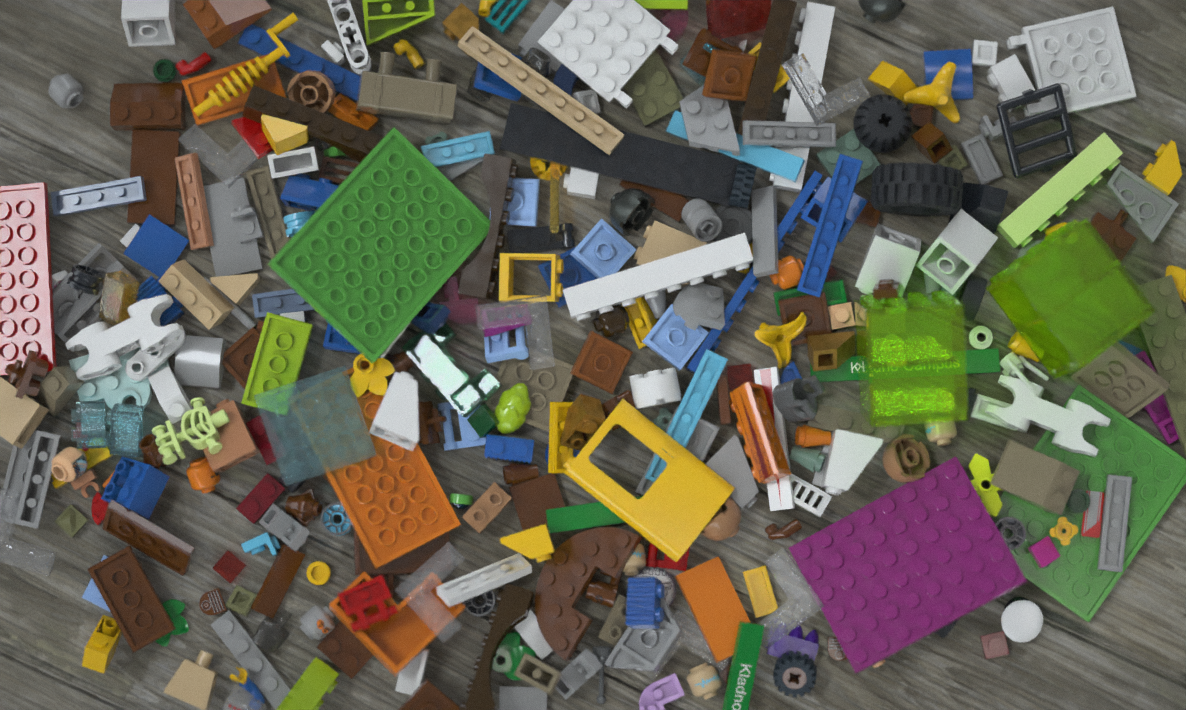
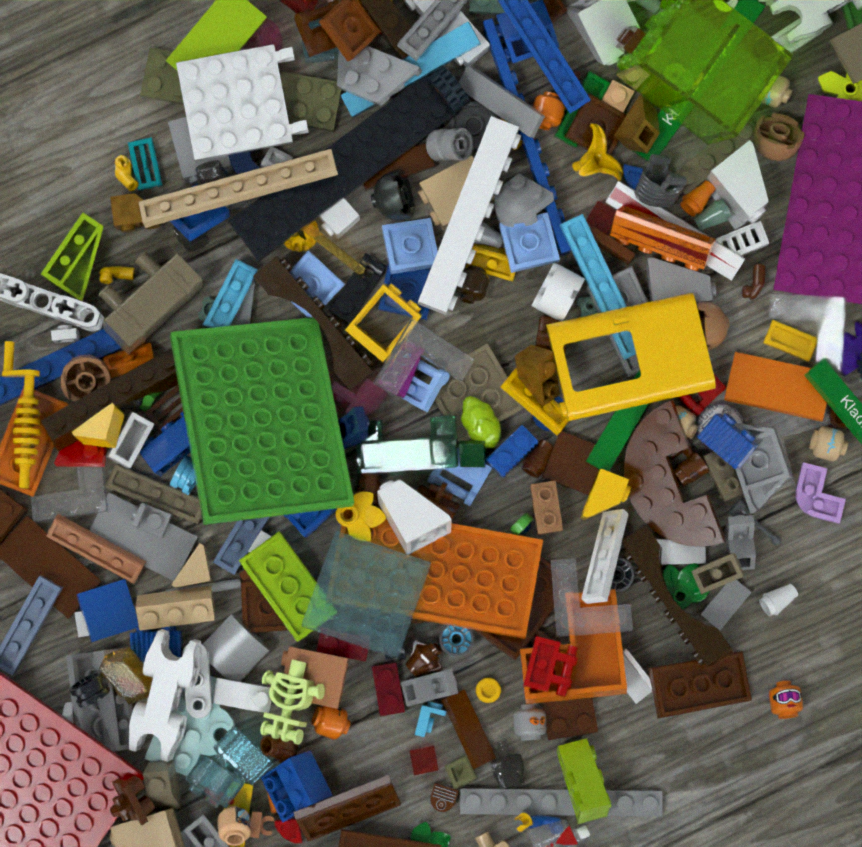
camera: 50 degrees left, 0 degrees up
(601, 362) = (500, 320): dark orange tile -> none

